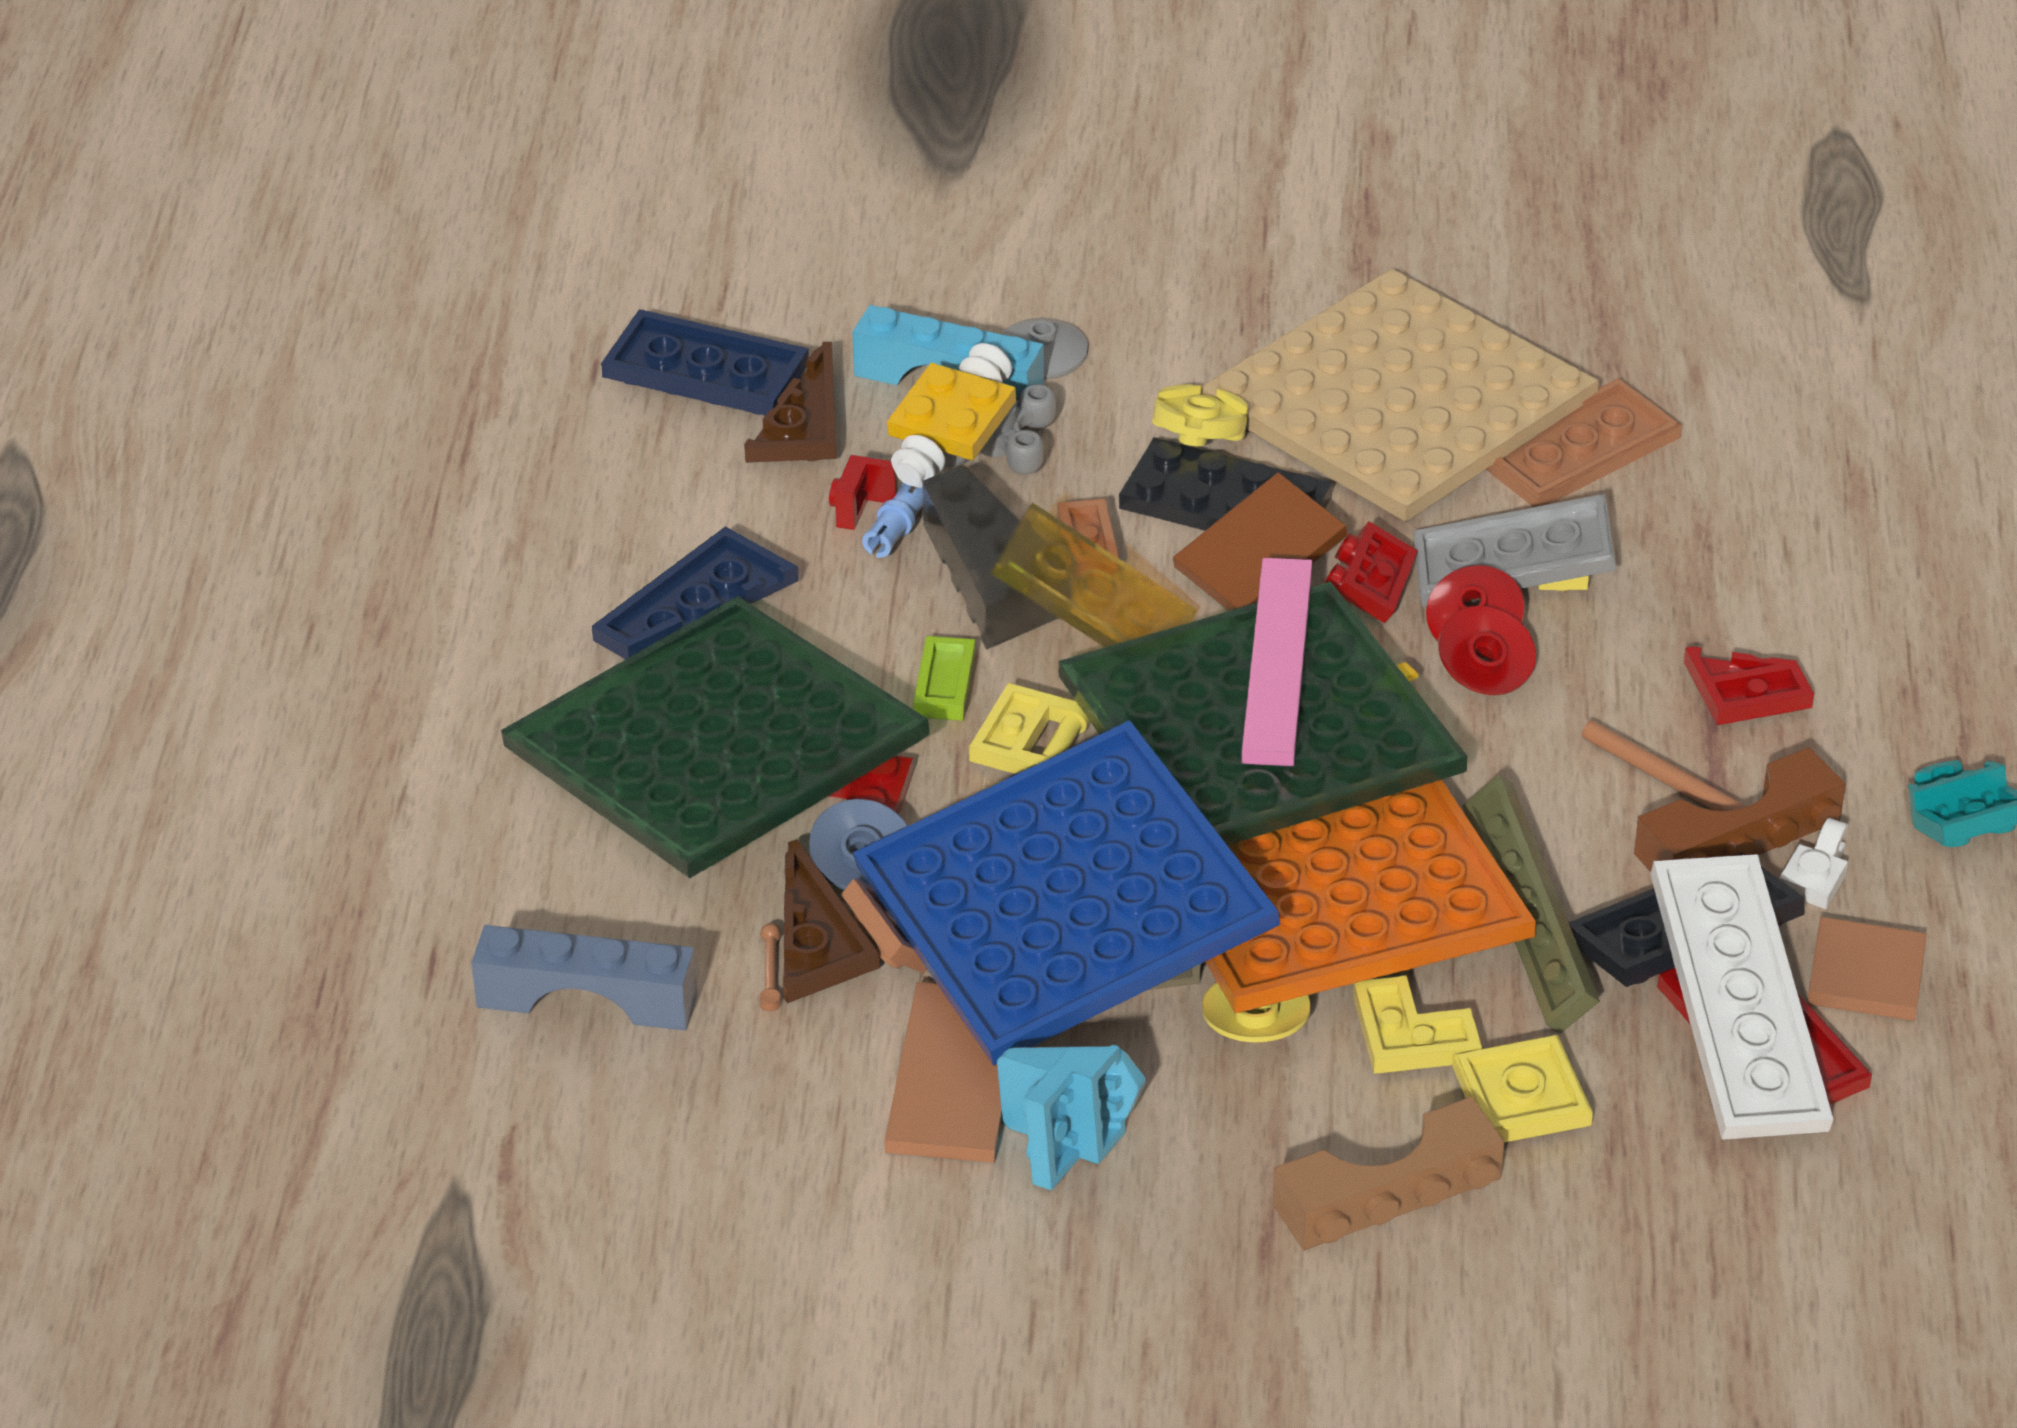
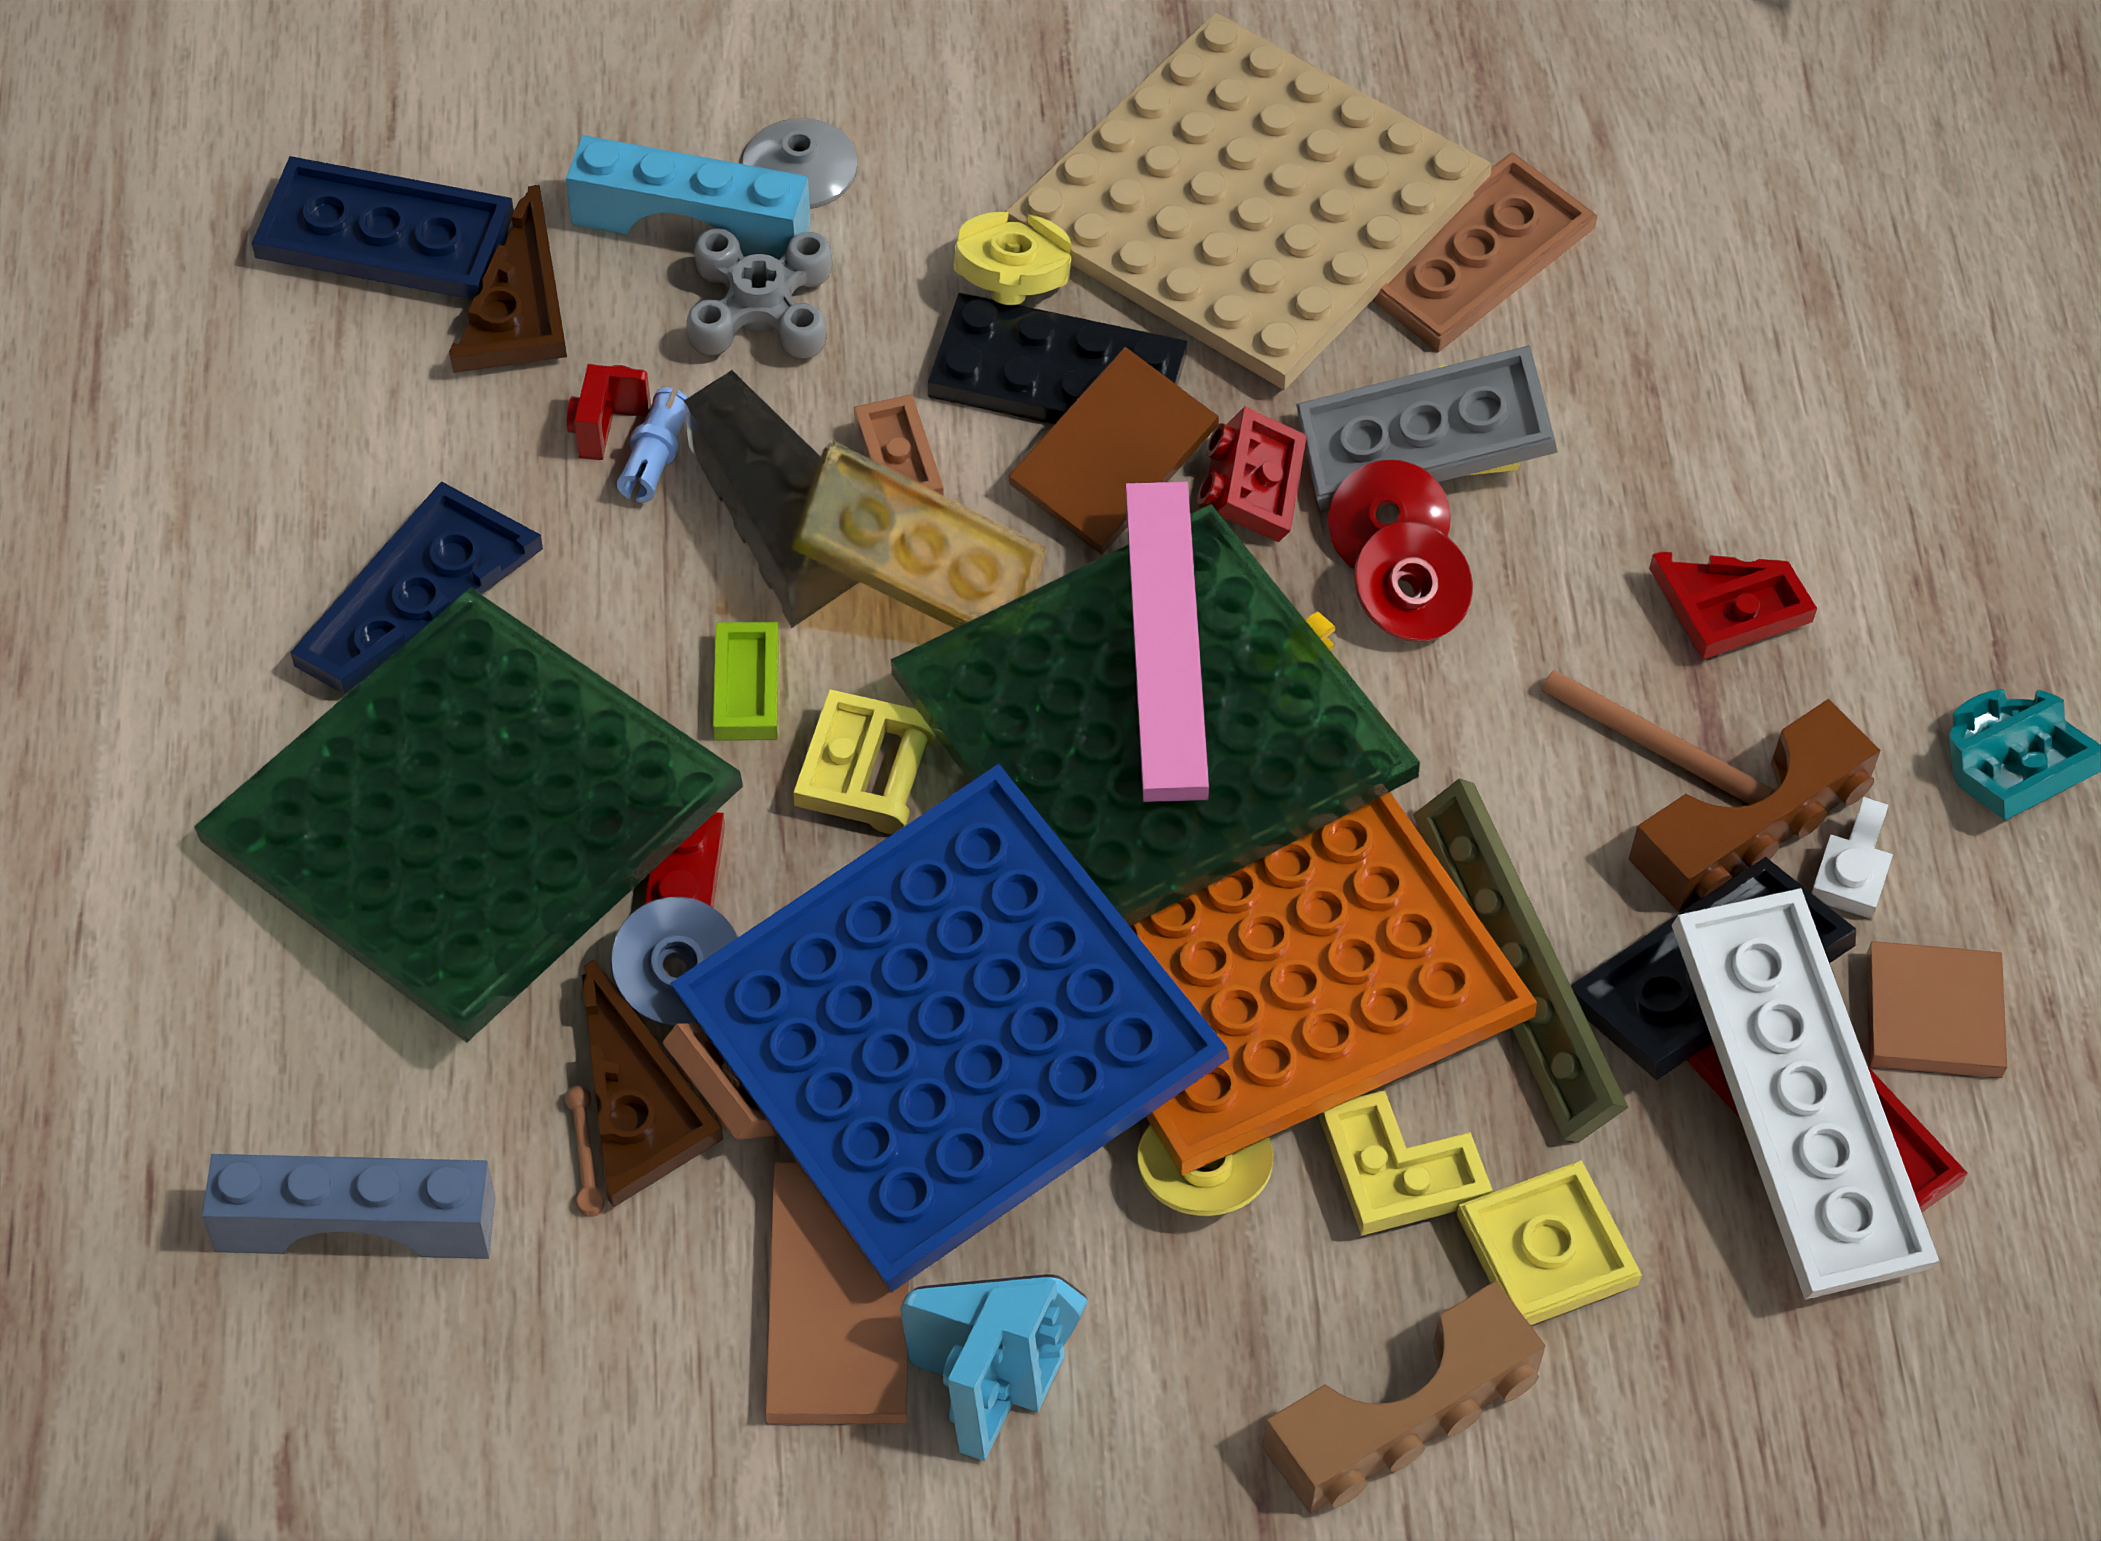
camera: 10 degrees left, 15 degrees up
(951, 413) = (707, 295): yellow plate -> none

